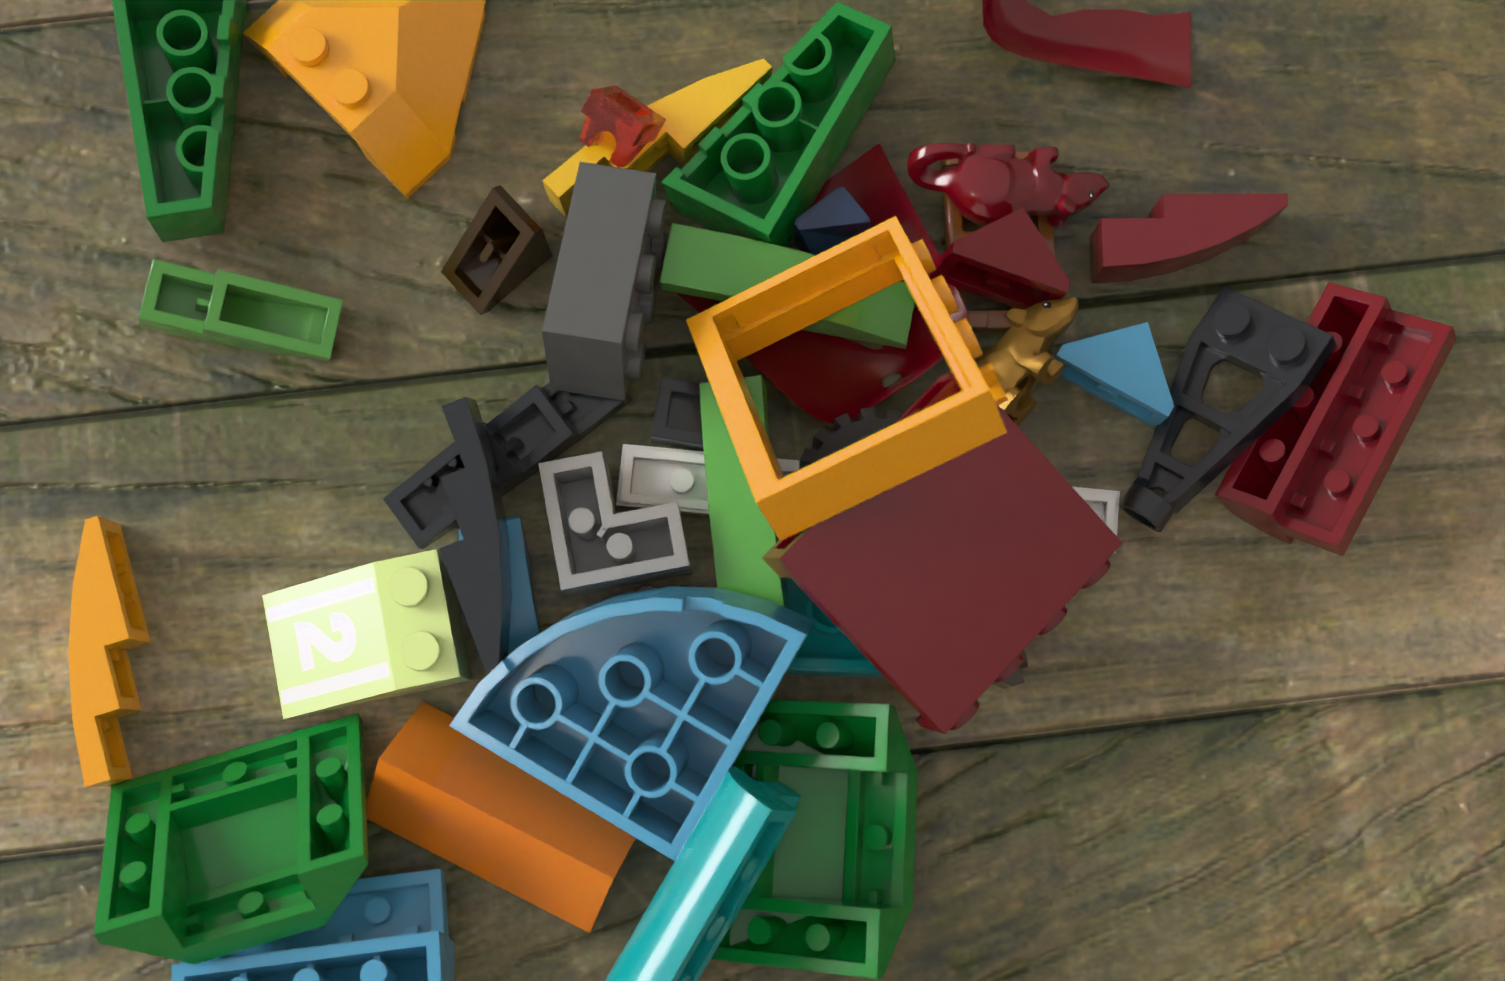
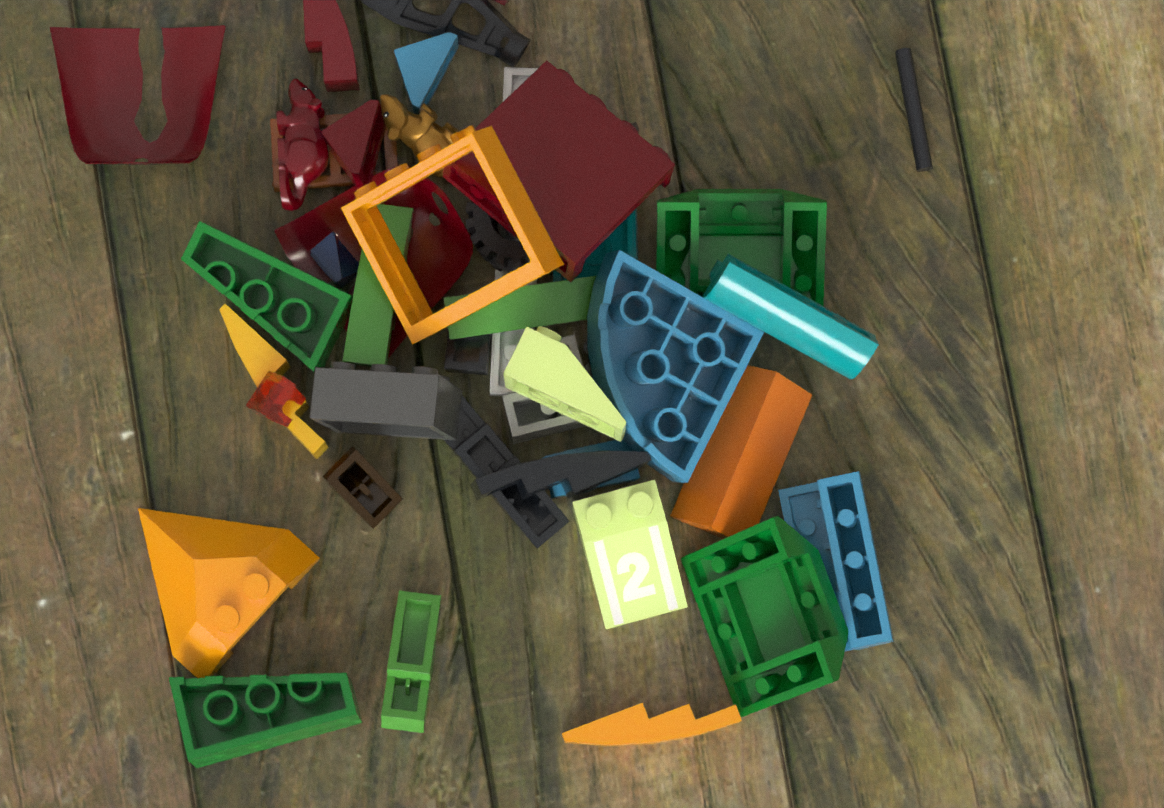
camera: 95 degrees left, 0 degrees up
(599, 530) = (555, 378): none -> yellowish green slope

